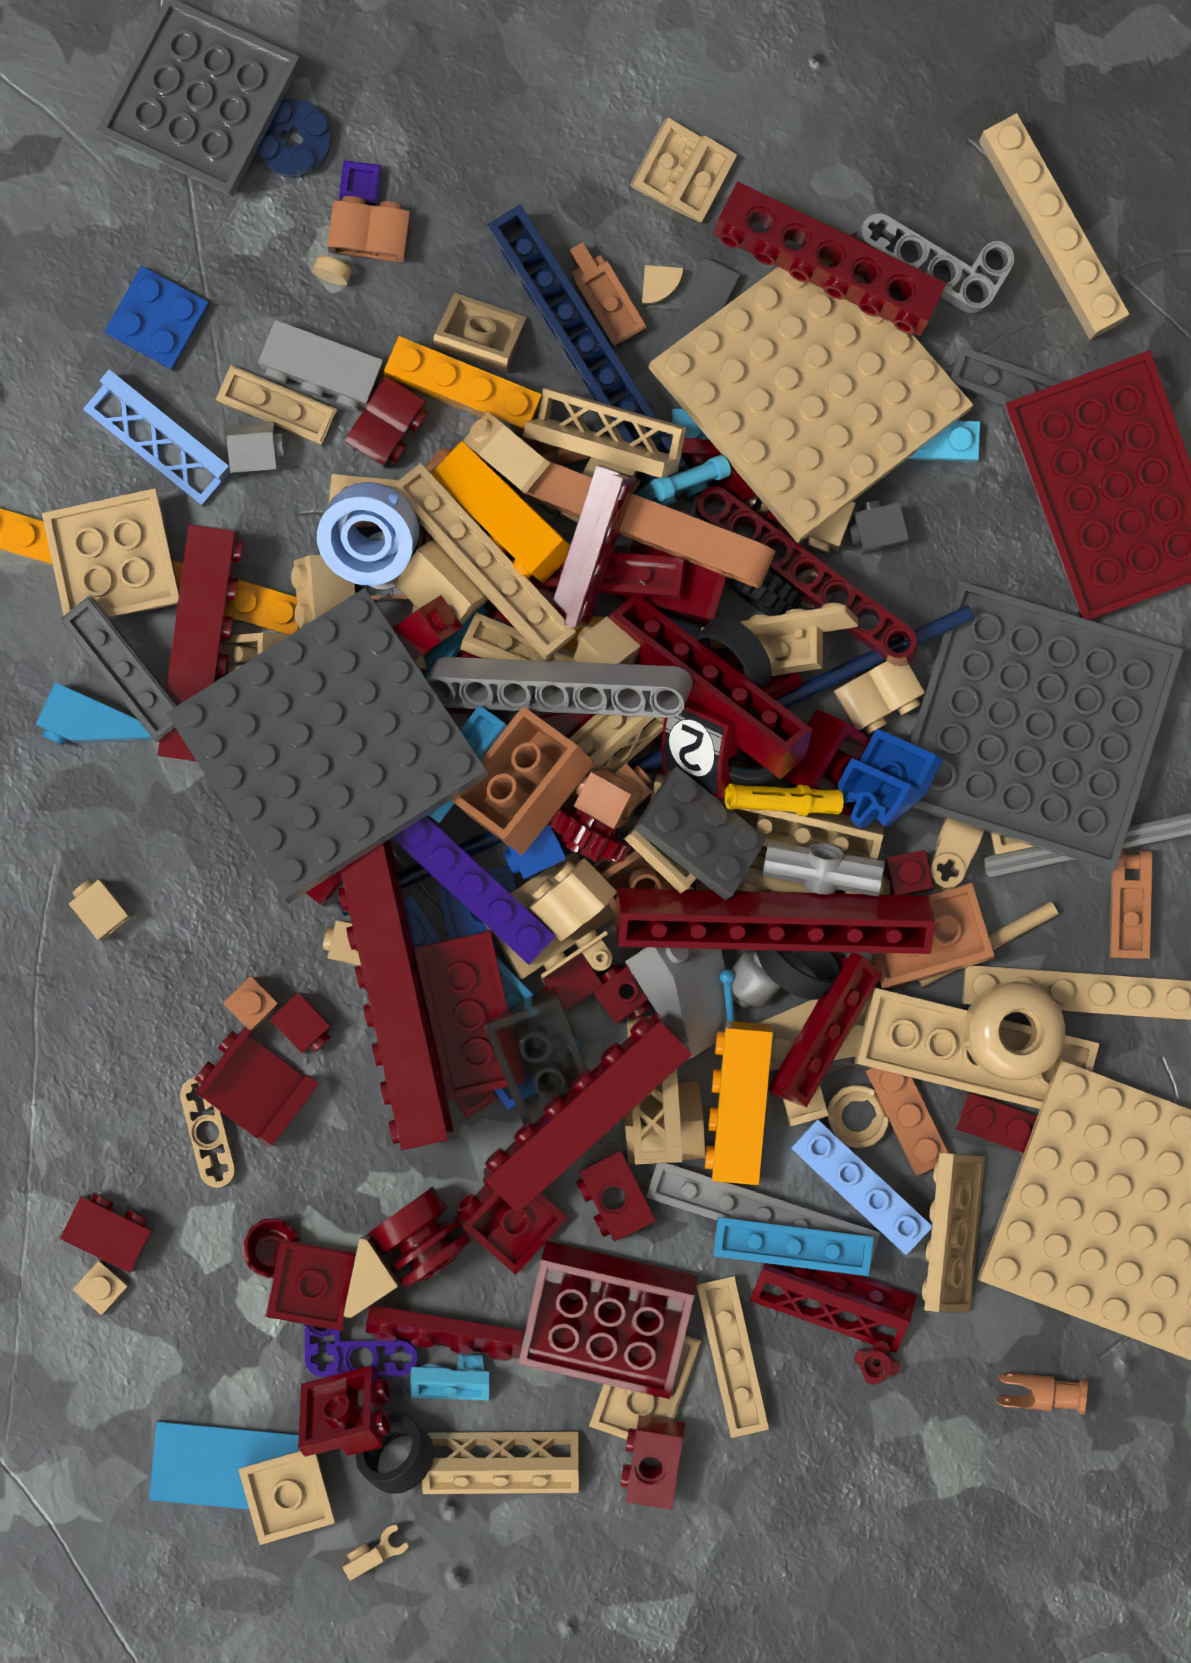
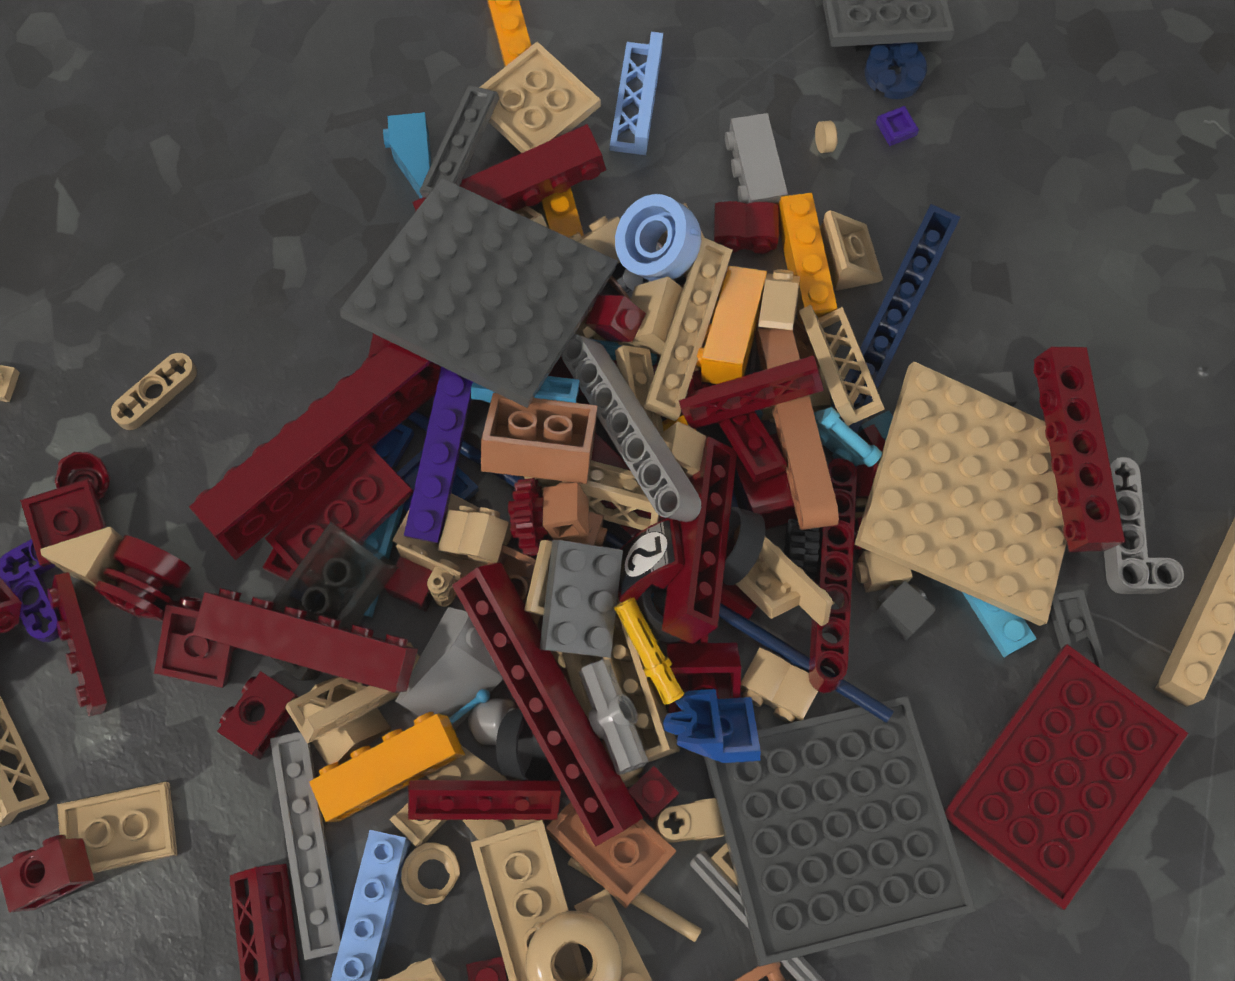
camera: 55 degrees right, 15 degrees down
(99, 908) = (280, 230): tan brick -> none
(107, 1232) = (37, 361): dark red brick -> none
(156, 318) = (718, 54): blue plate -> none
(252, 1003) = (266, 365): nougat brick -> none
(253, 446) = (670, 150): light grey brick -> none
(253, 1087) = (203, 399): dark red panel -> none
(276, 403) = (710, 156): tan tile -> none
(302, 1024) = (270, 407): dark red brick -> none
(369, 230) = (869, 144): nougat brick -> none
(464, 1383) = (46, 684): medium azure hinge -> none
(541, 854) = (492, 491): blue brick -> none
(605, 297) = (934, 321): nougat hinge -> none
(608, 1319) = (153, 766): dark red slope -> none
(612, 1002) = (416, 619): dark red brick -> none
(659, 283) = (970, 352): tan tile -> none
(683, 170) = (1060, 320): tan slope -> none
(732, 1356) = (171, 889): tan plate -> none
(793, 1246) = (288, 882): dark azure plate -> none
(908, 1118) = (452, 919): nougat plate -> none

